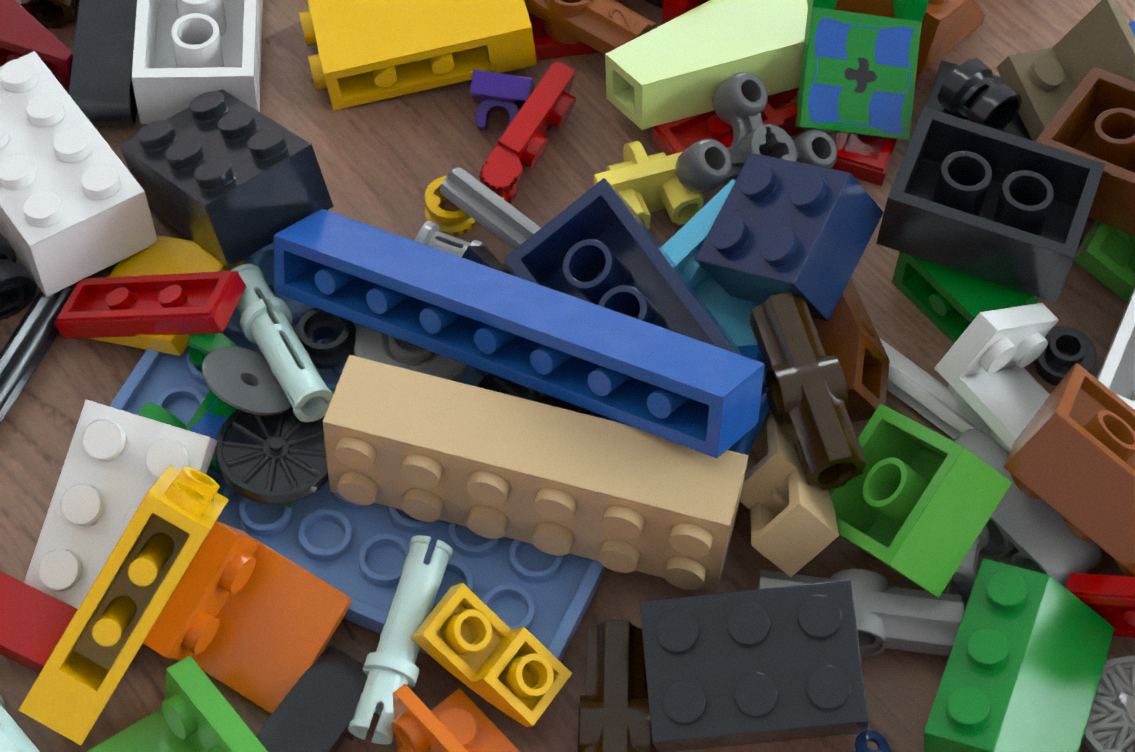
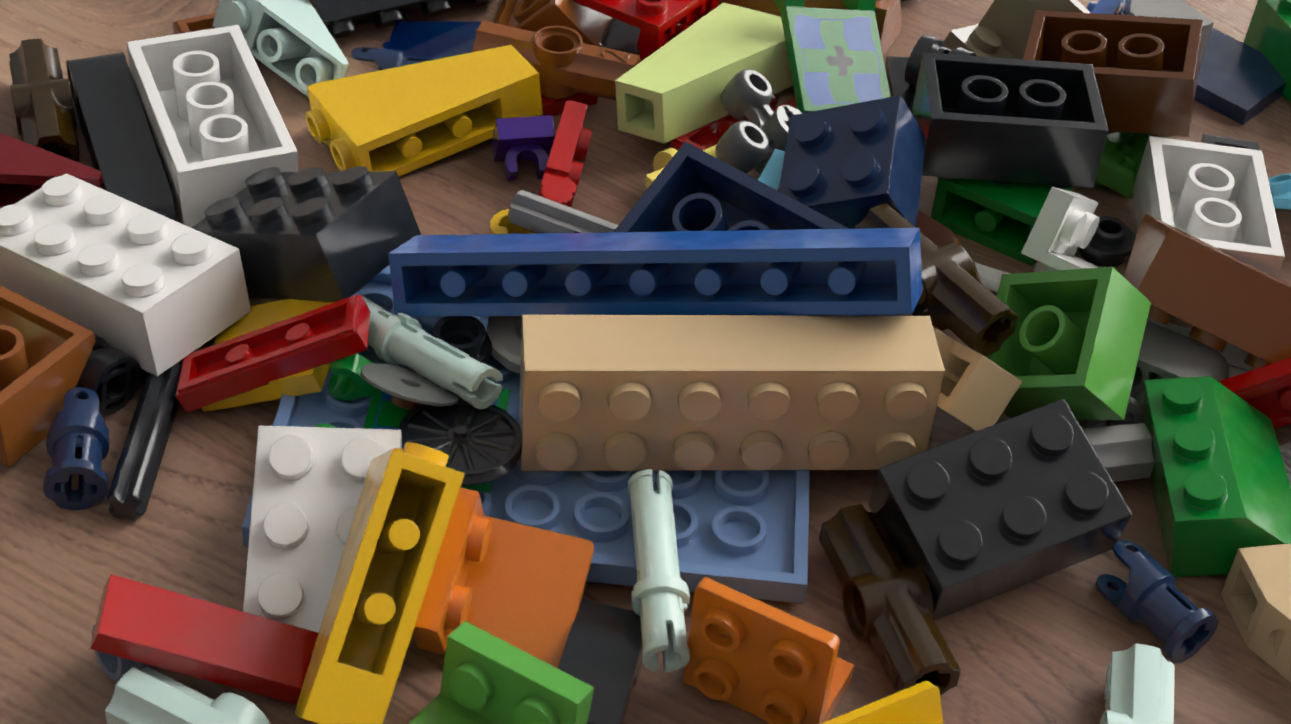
camera: 20 degrees left, 15 degrees down
(491, 659) = (765, 566): yellow slope -> none

